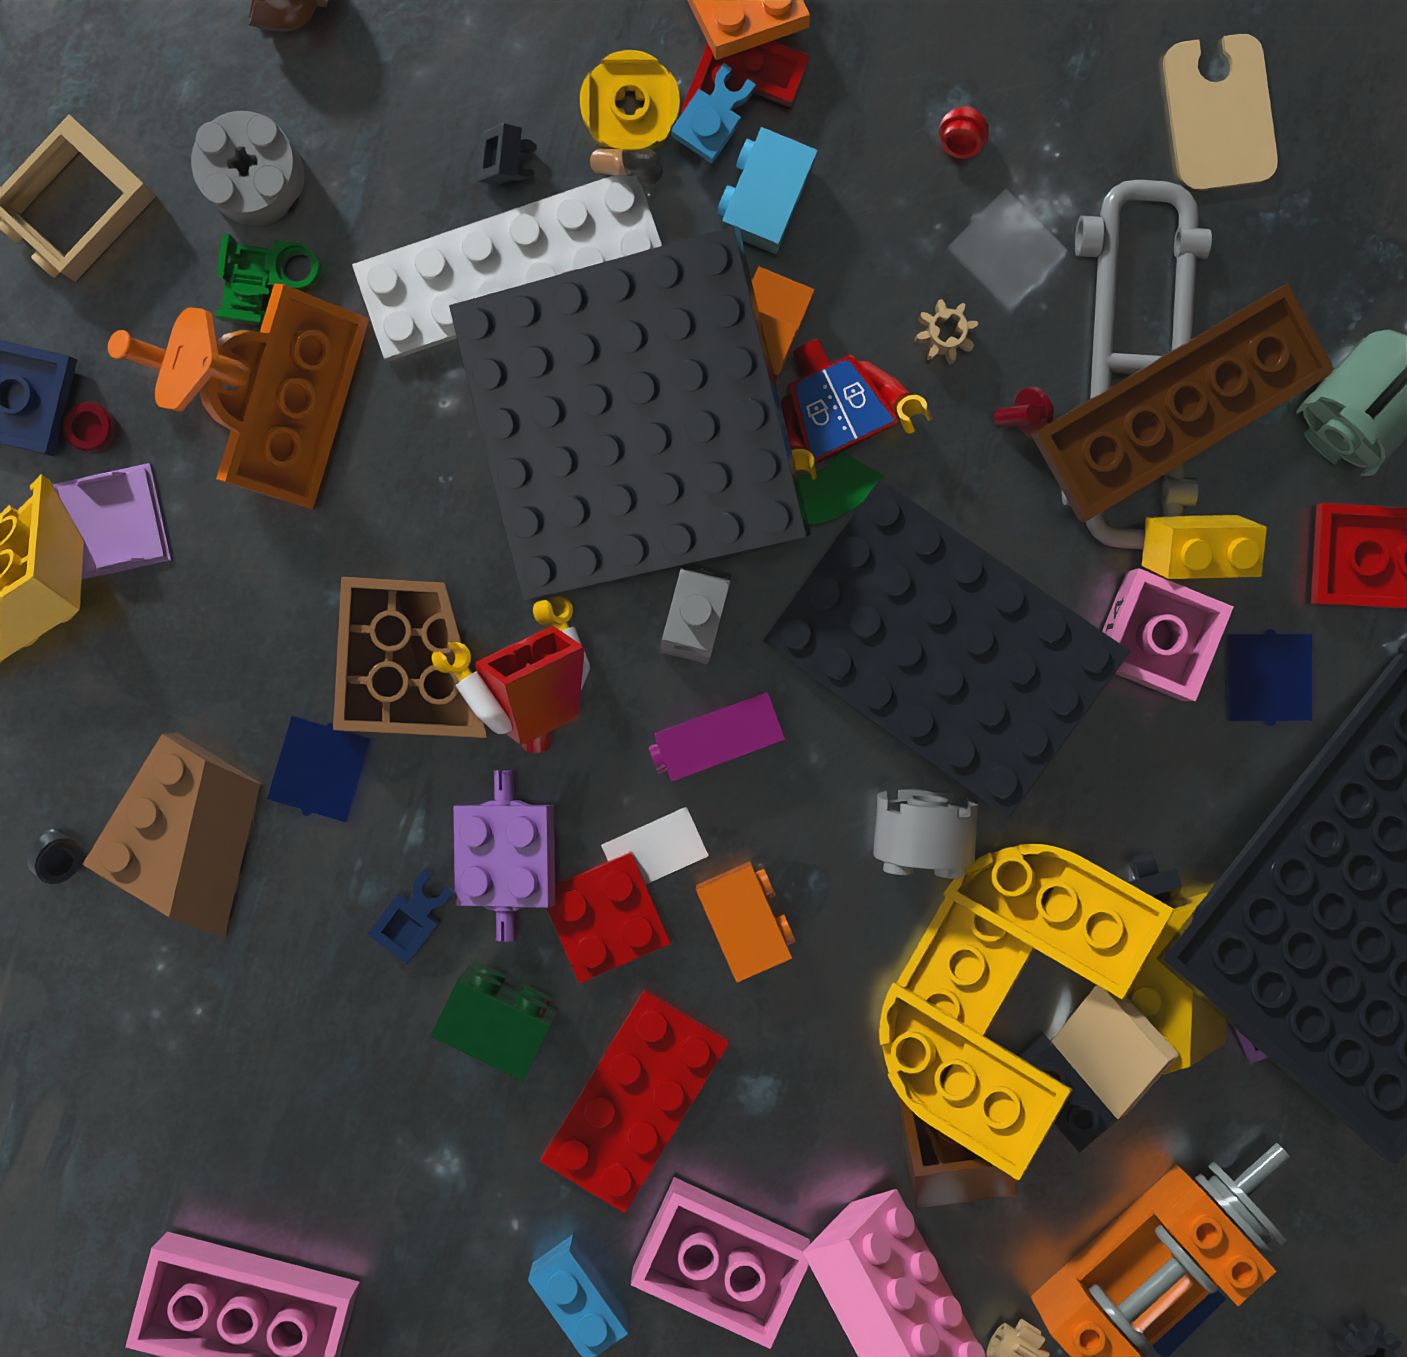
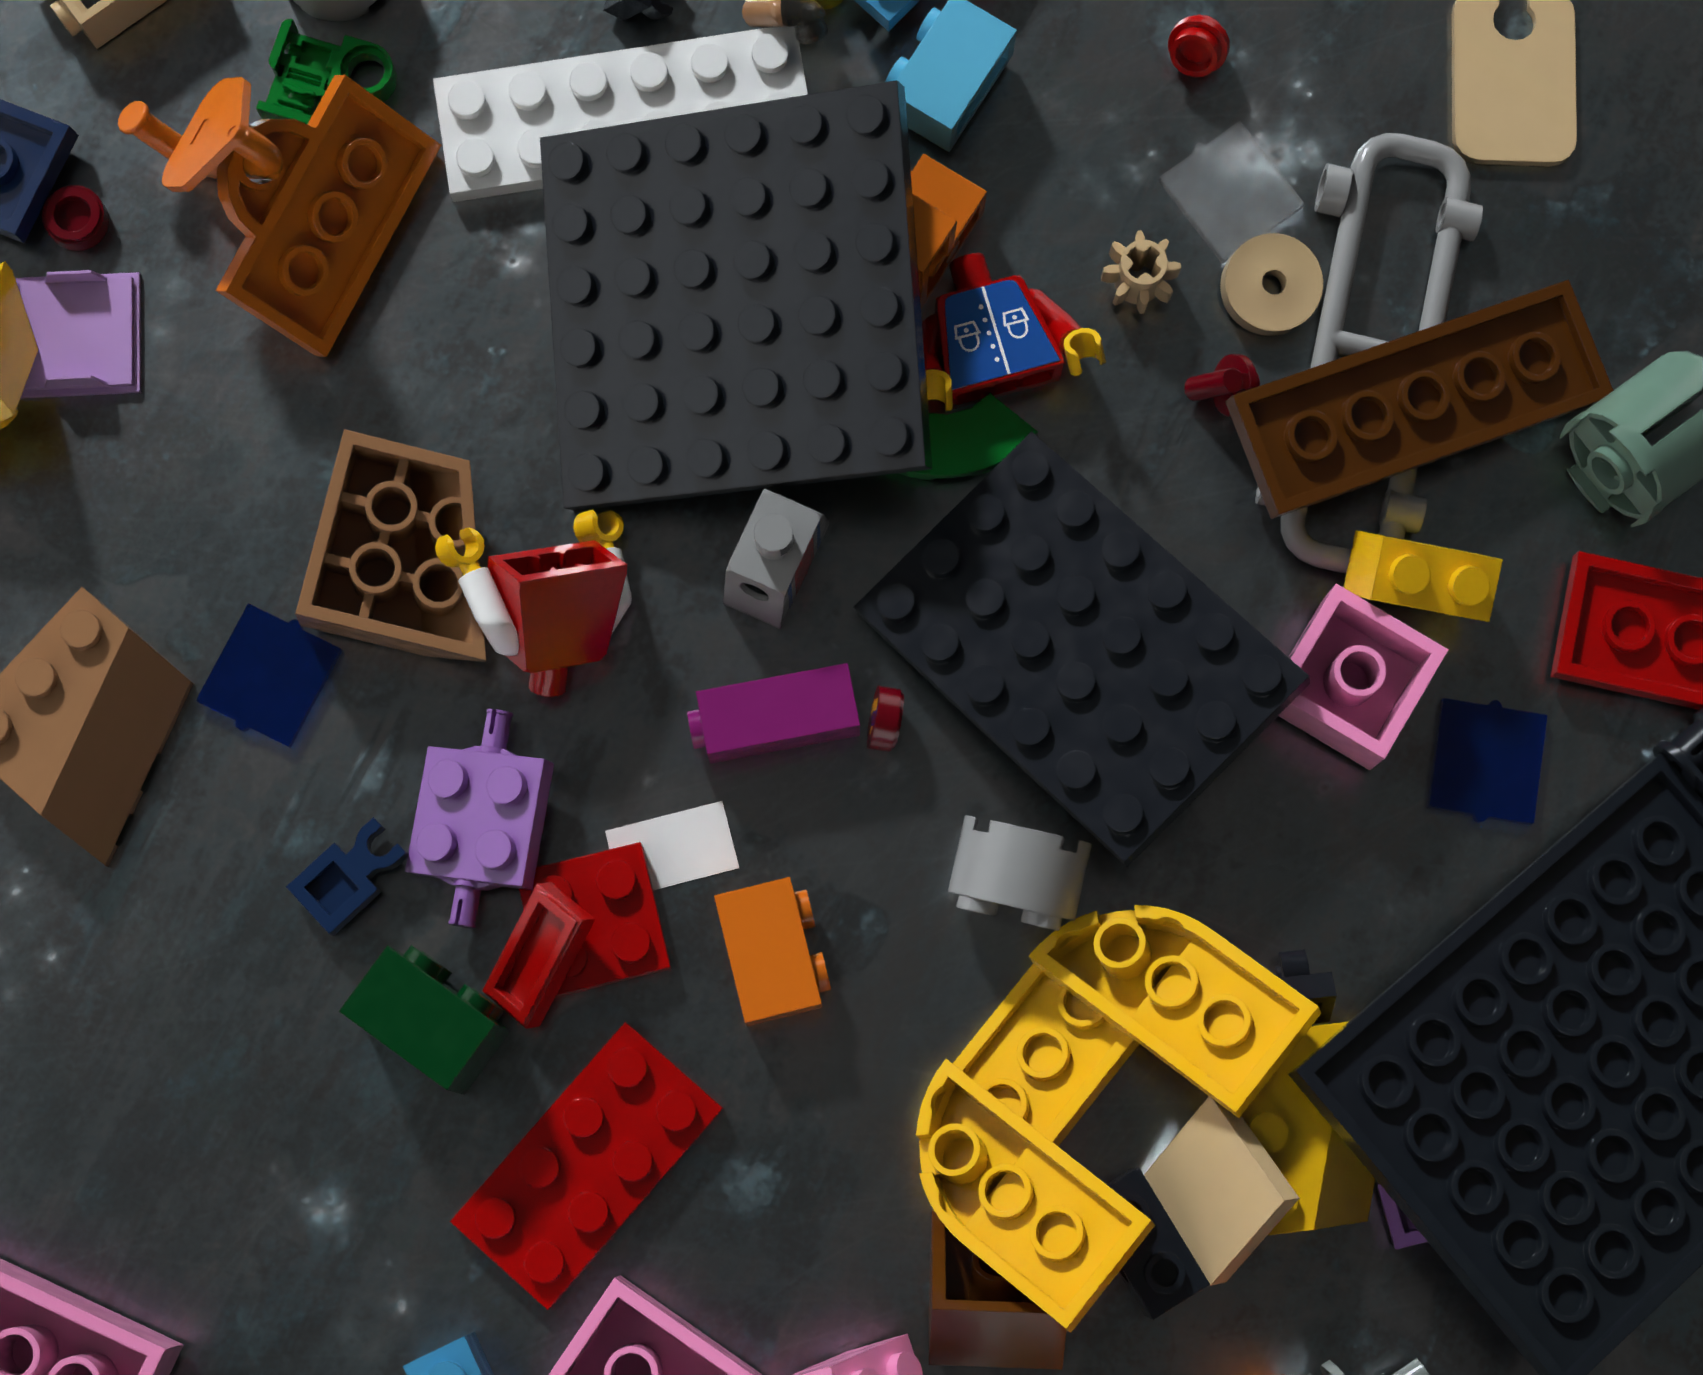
camera: 15 degrees right, 10 degrees down
(570, 954) = (538, 954): none -> red tile
(802, 726) = (885, 719): none -> dark red tile
(1073, 320) = (1294, 268): none -> tan piece

